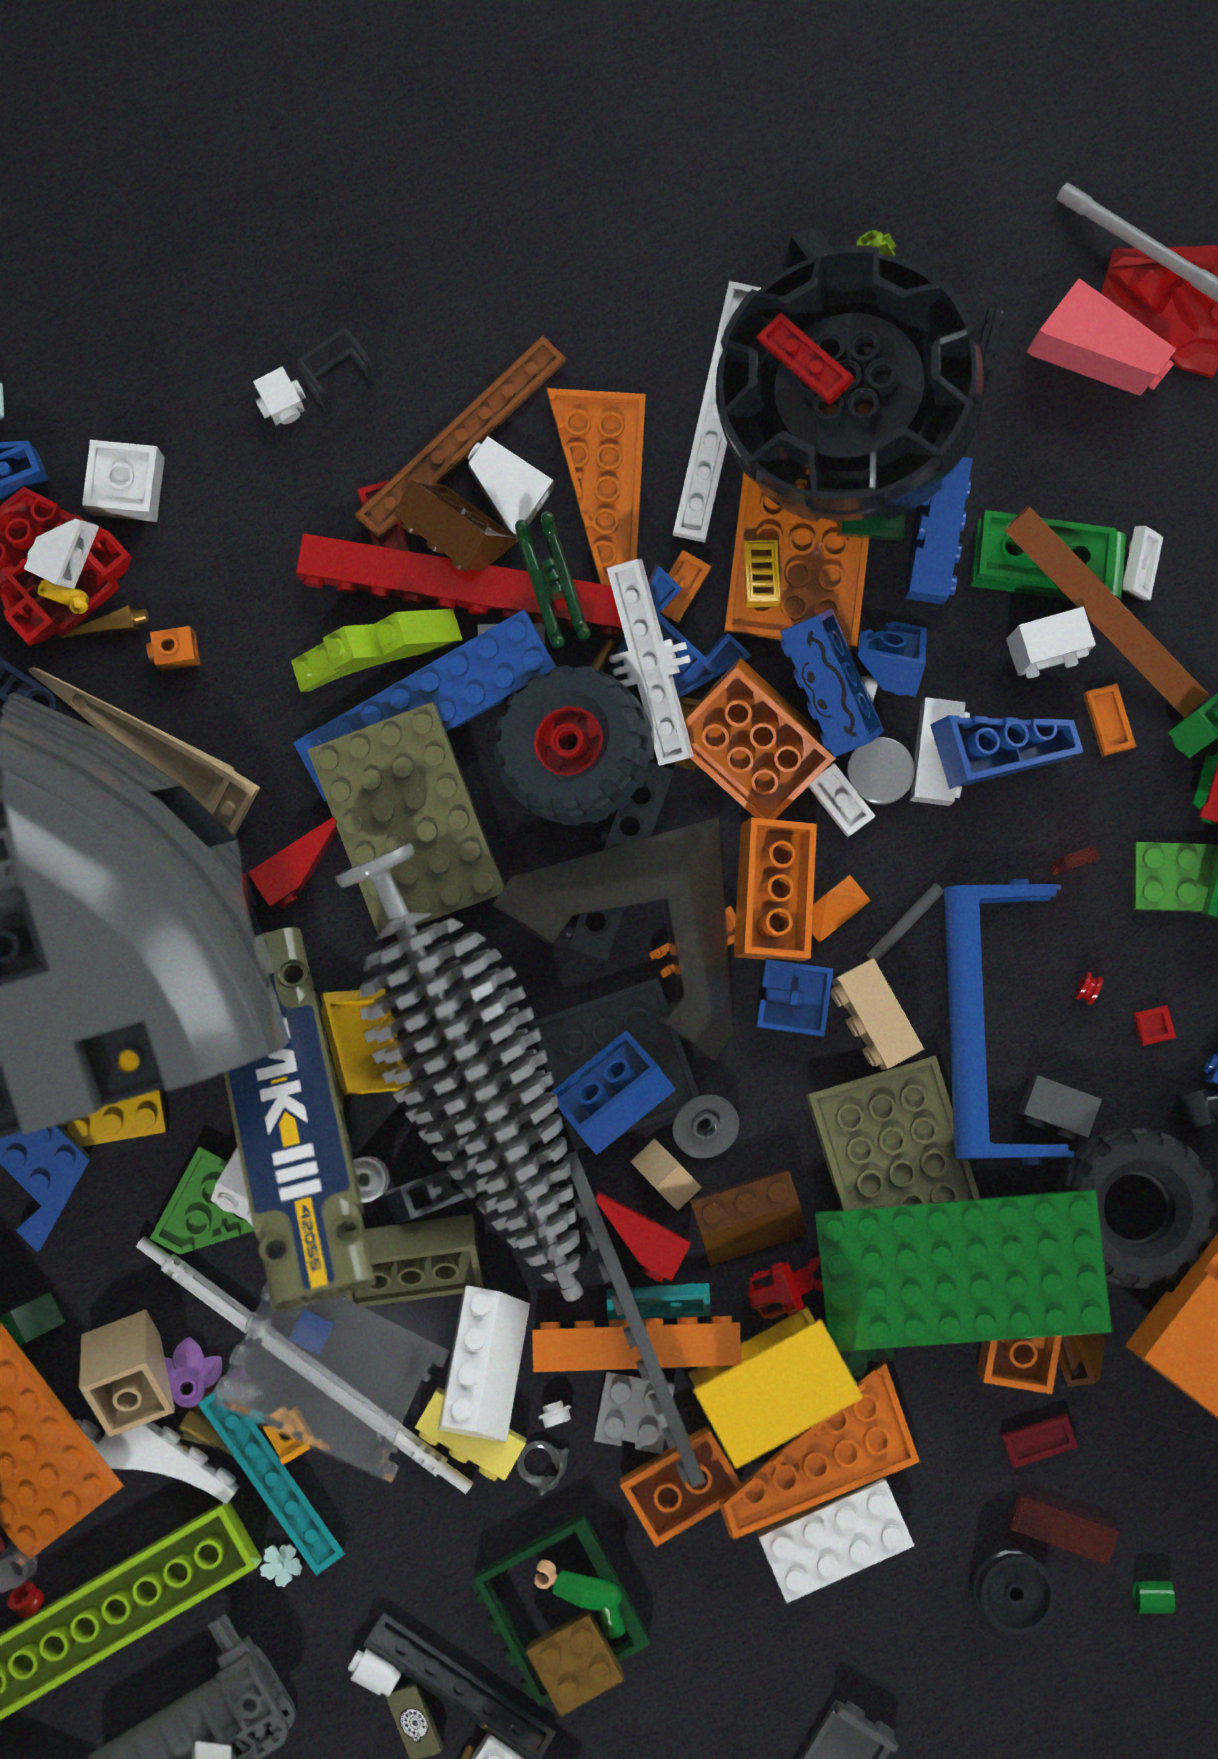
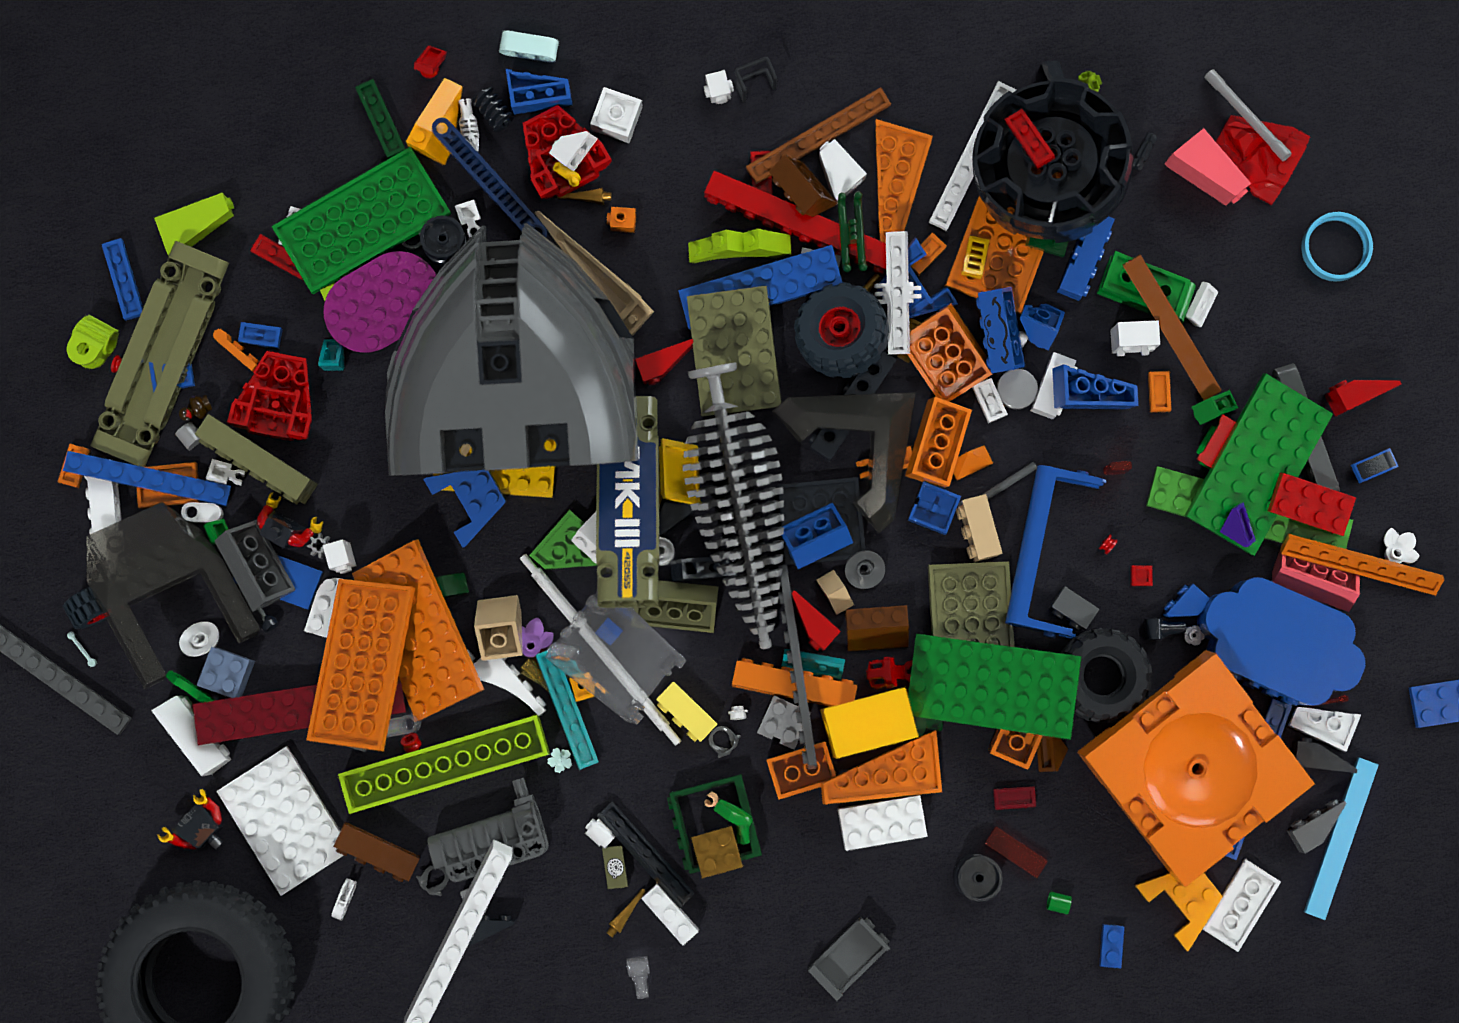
camera: 20 degrees right, 0 degrees up
(484, 1364) = (704, 672): white slope -> none

